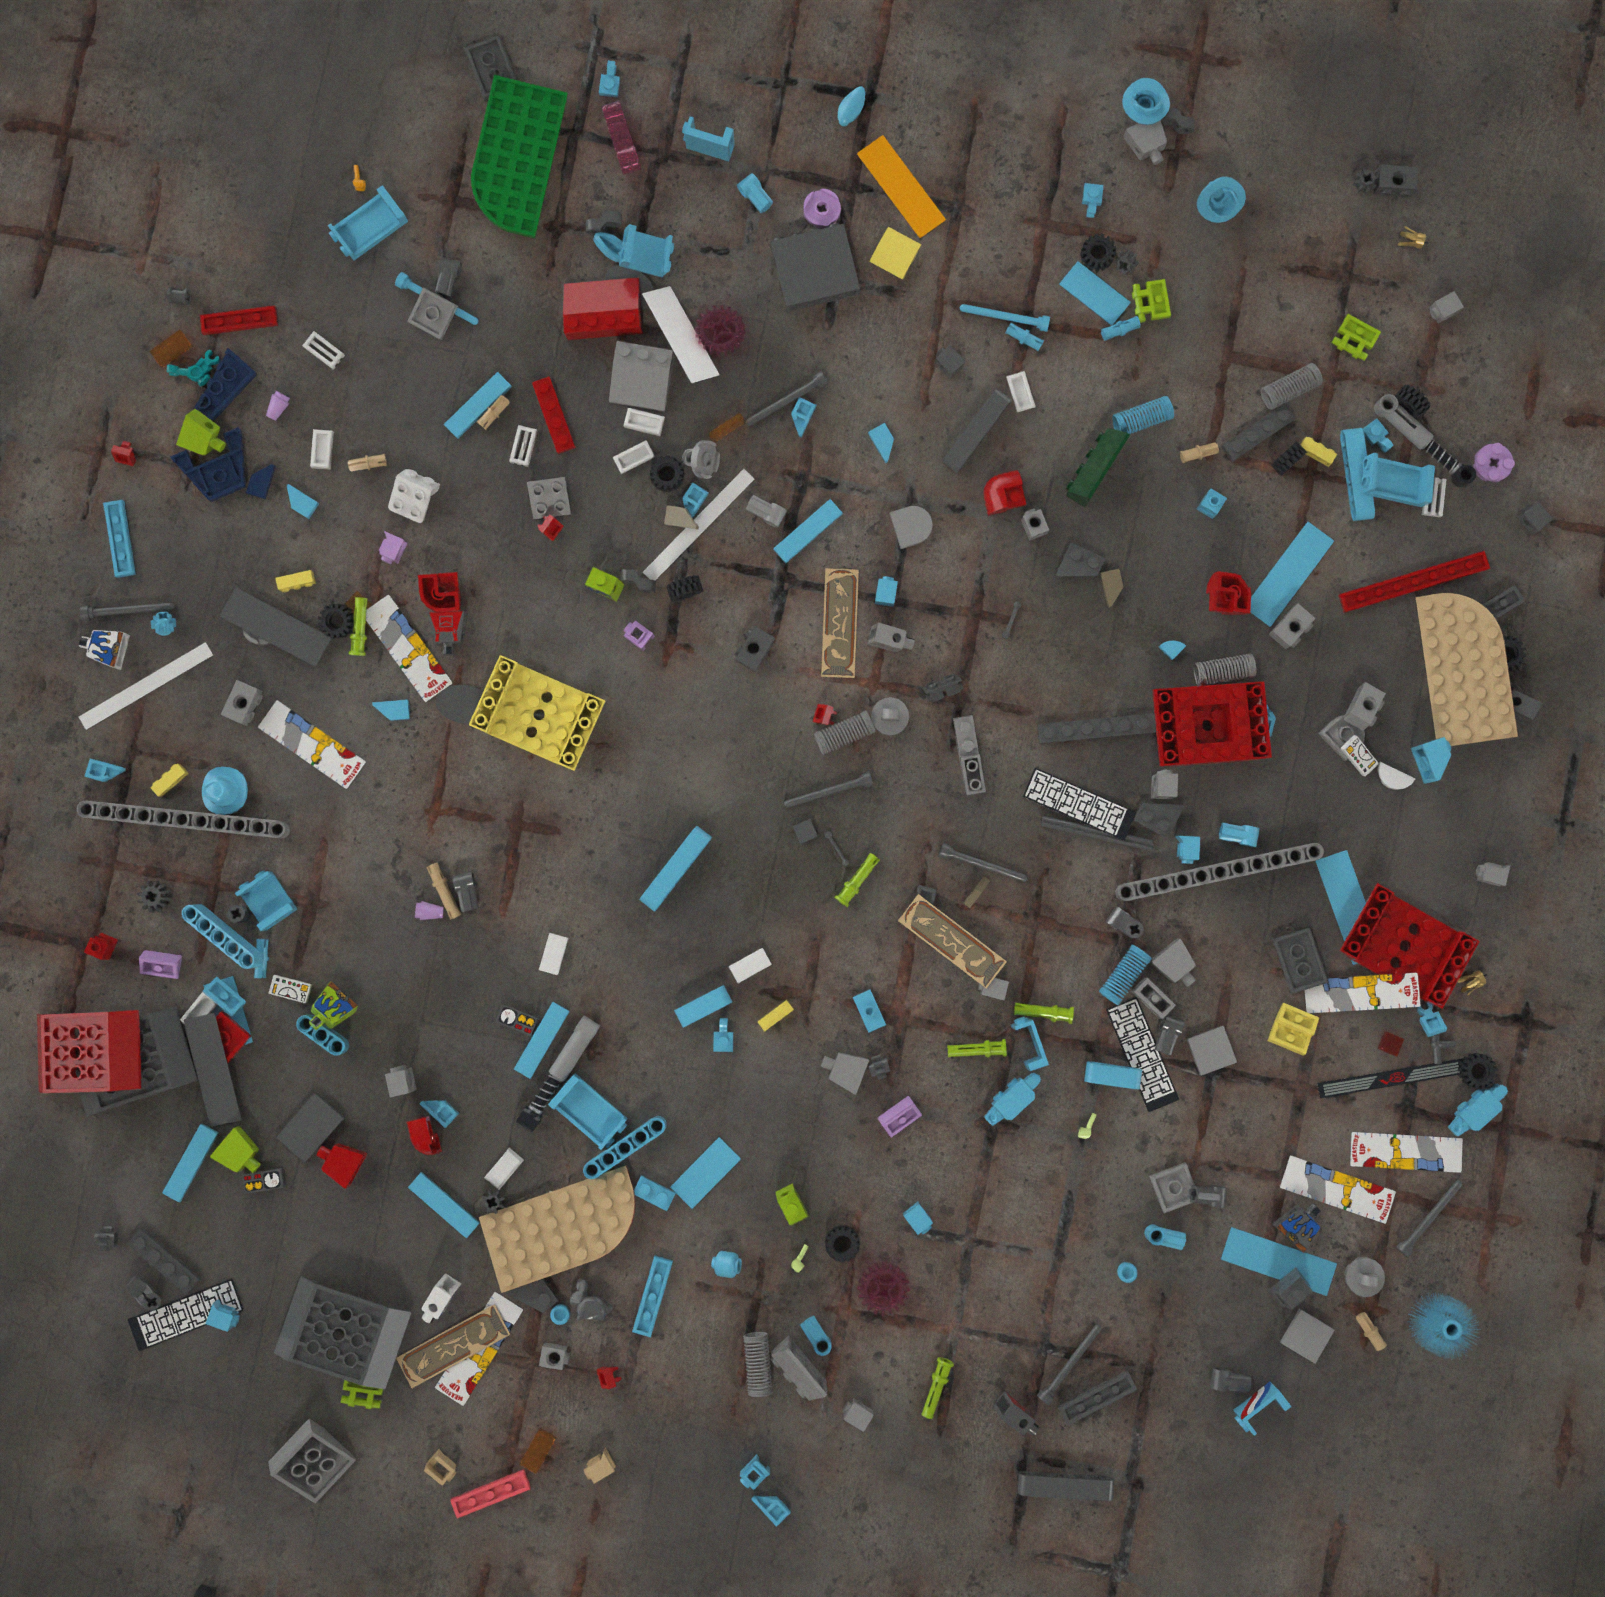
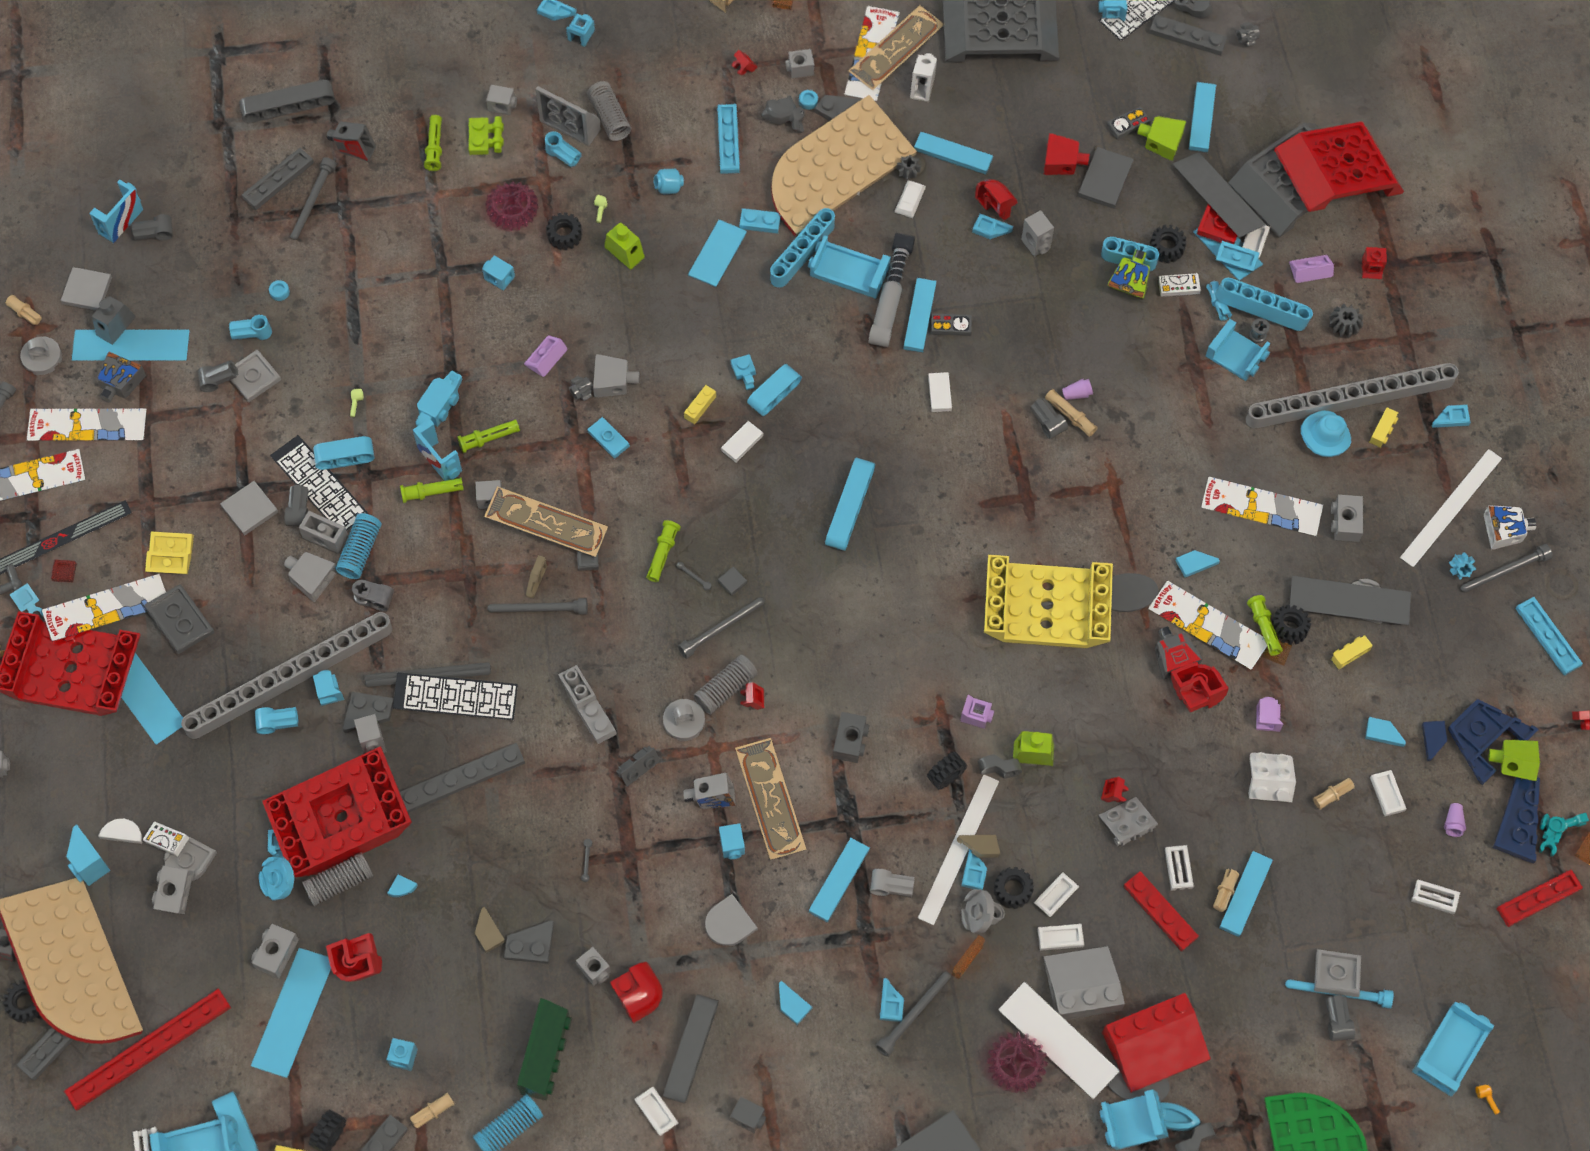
camera: 160 degrees right, 20 degrees down
(271, 1031) = (1169, 234): none -> black tyre
(890, 1382) = (479, 135): none -> lime plate
(1276, 687) = (276, 878): none -> medium azure tile

